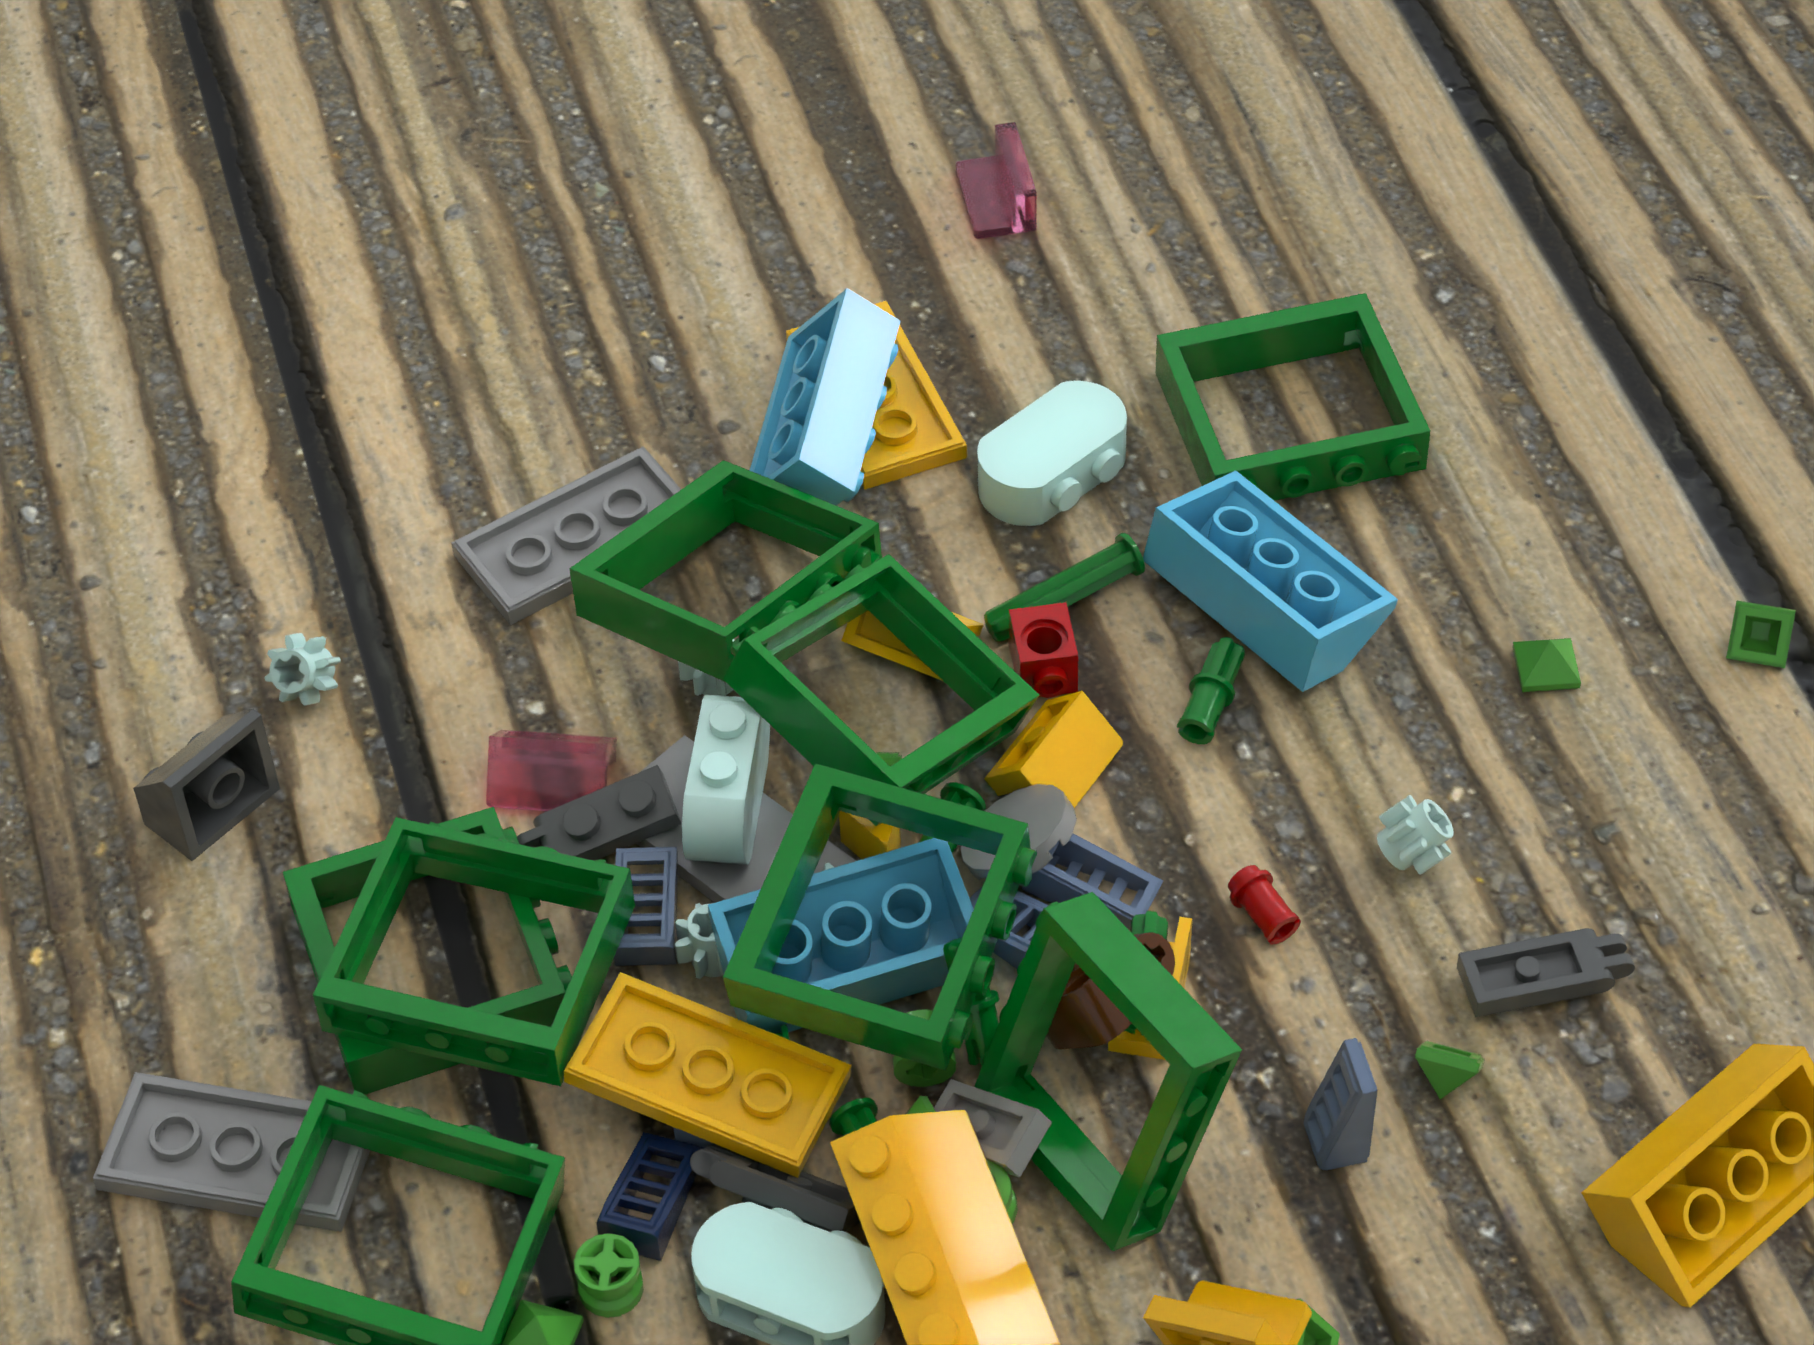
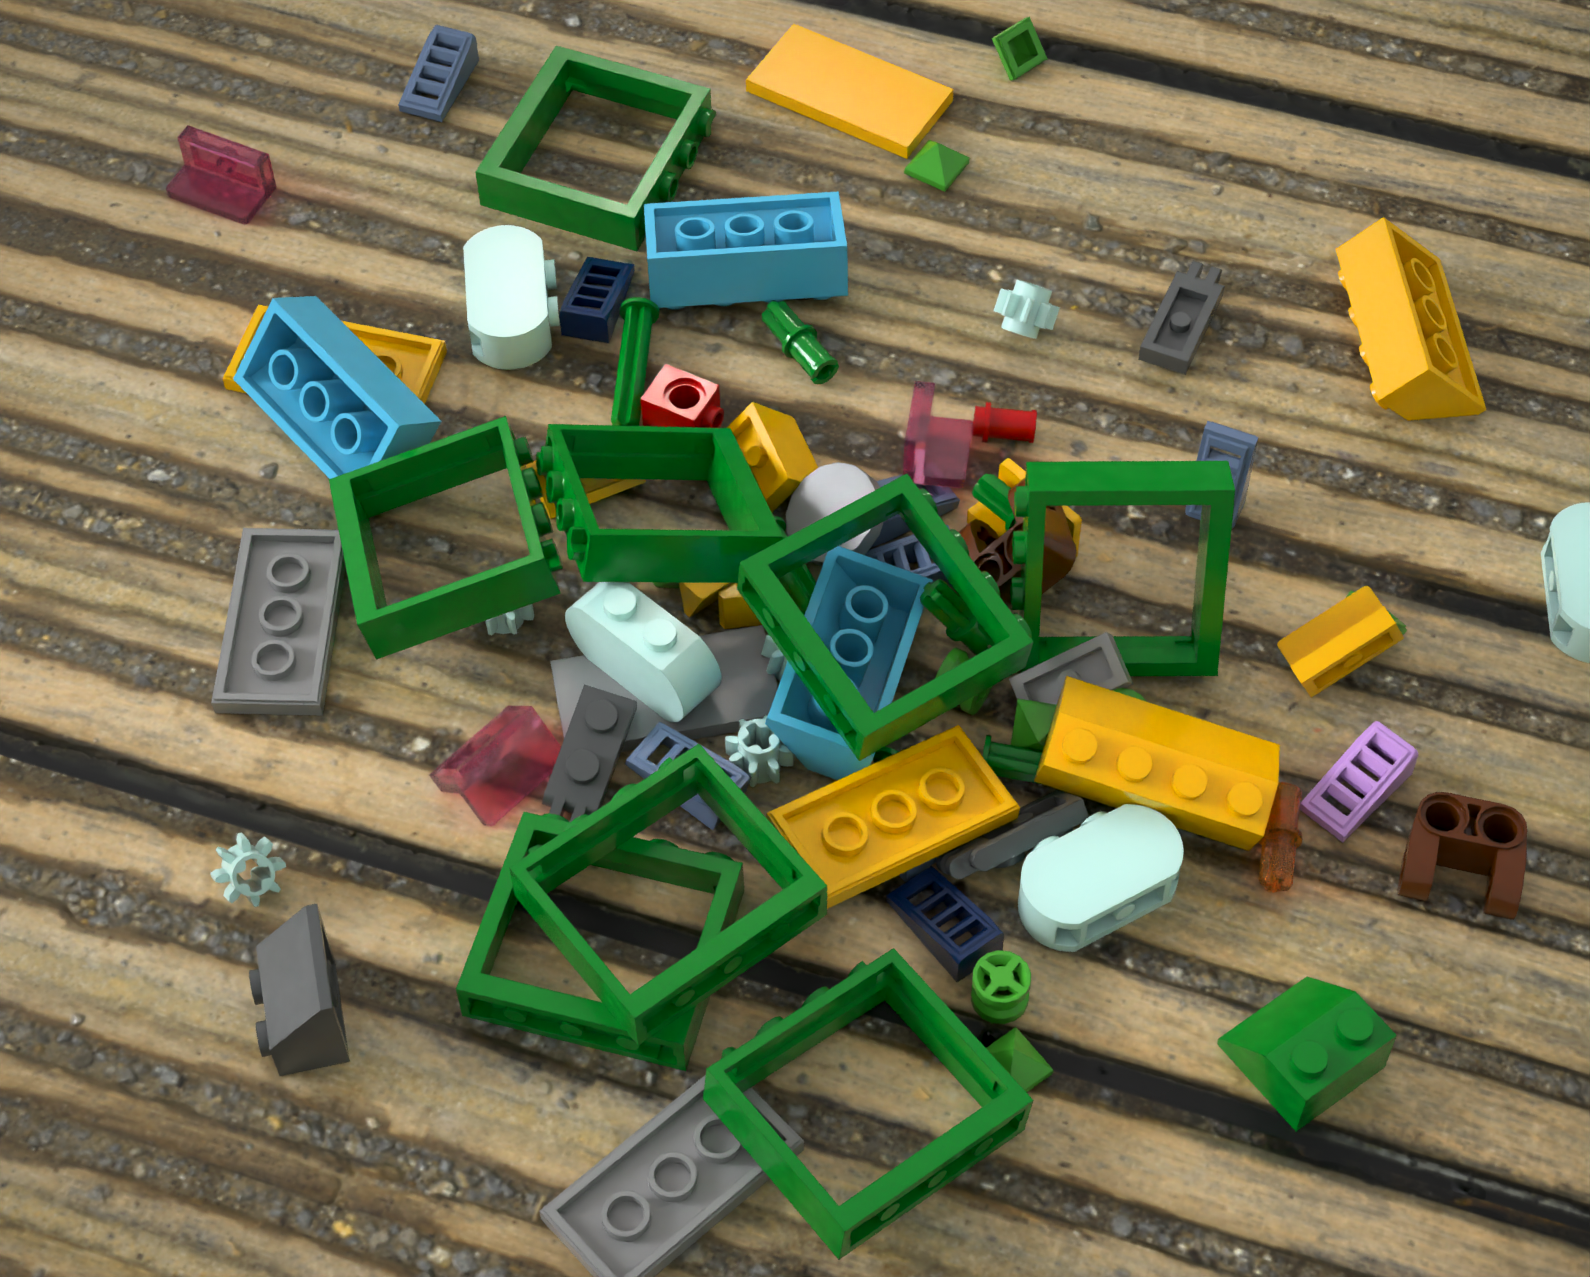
camera: 55 degrees left, 5 degrees up
(1090, 519) = (593, 323): none -> dark blue slope
(1177, 855) = (935, 446): none -> clear pink panel
(1293, 227) = (441, 47): none -> sand blue slope
(1447, 1066) = (1218, 407): bright green slope -> none
(1569, 542) = (850, 90): none -> yellow tile

